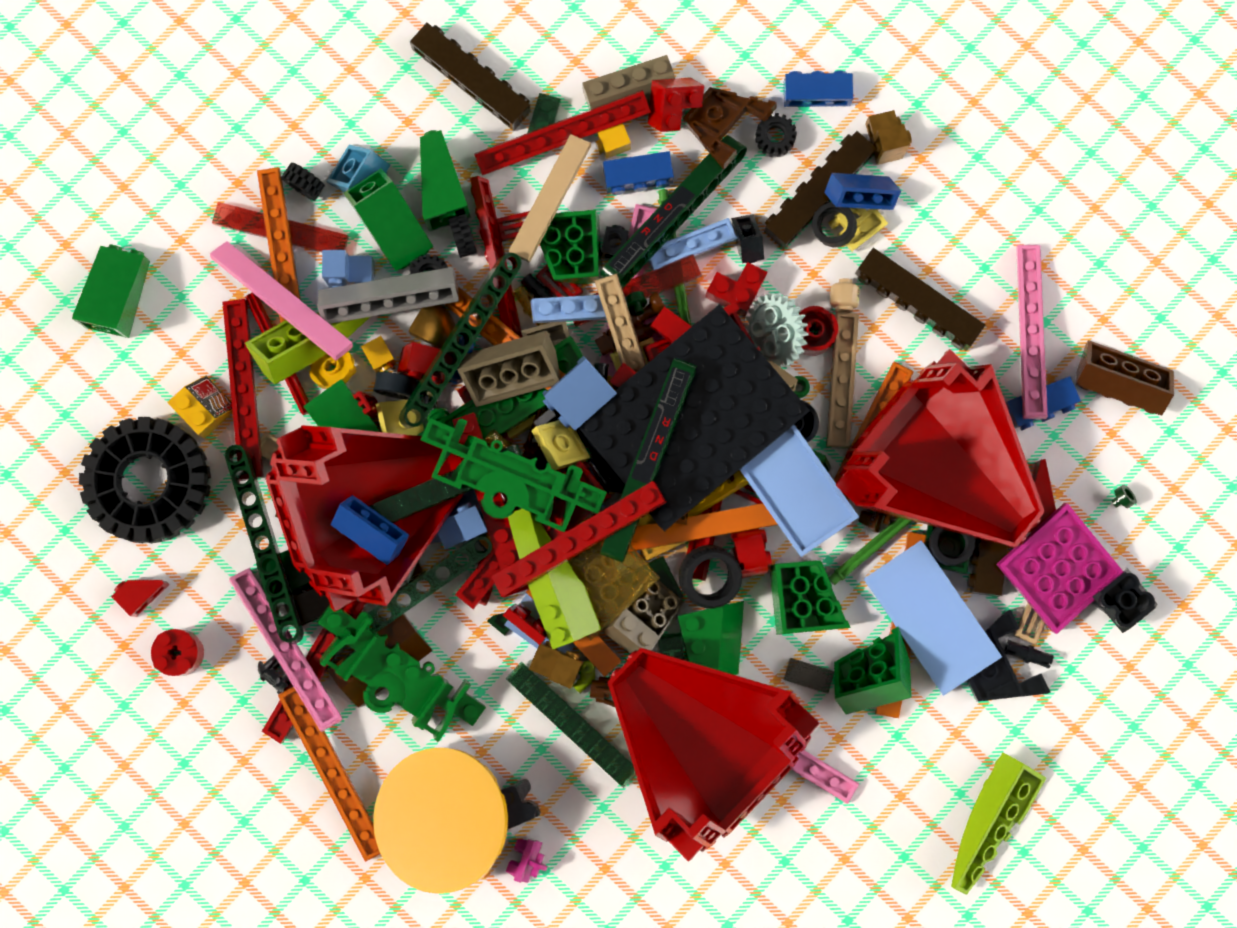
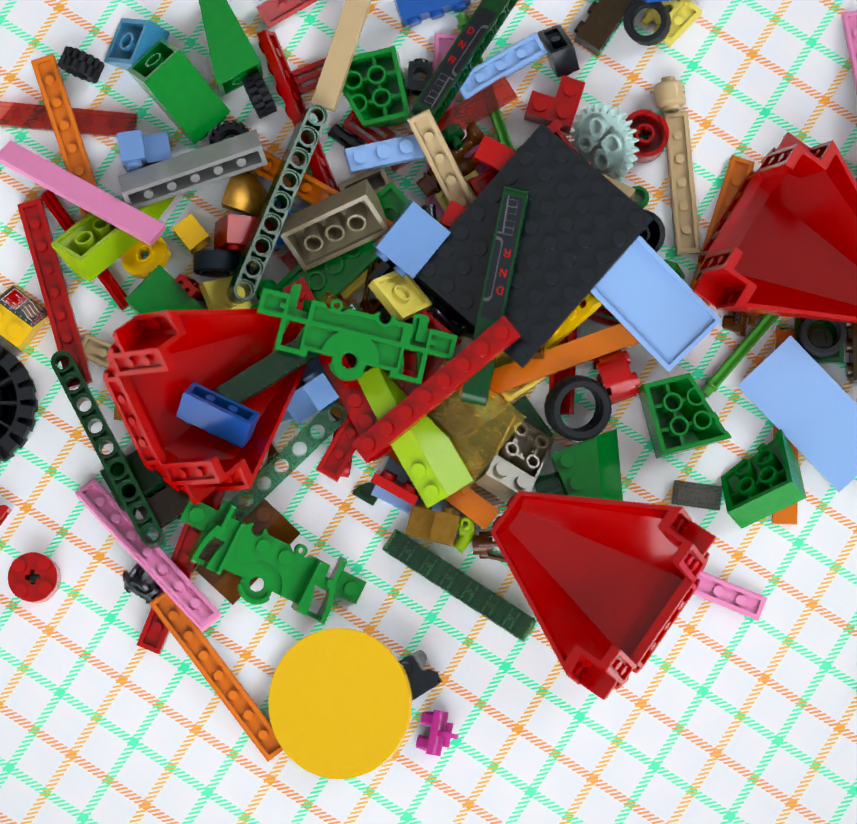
camera: 10 degrees left, 0 degrees up
(524, 299) = (336, 153): clear yellow pin -> none
(919, 299) = (748, 86): dark brown brick -> none

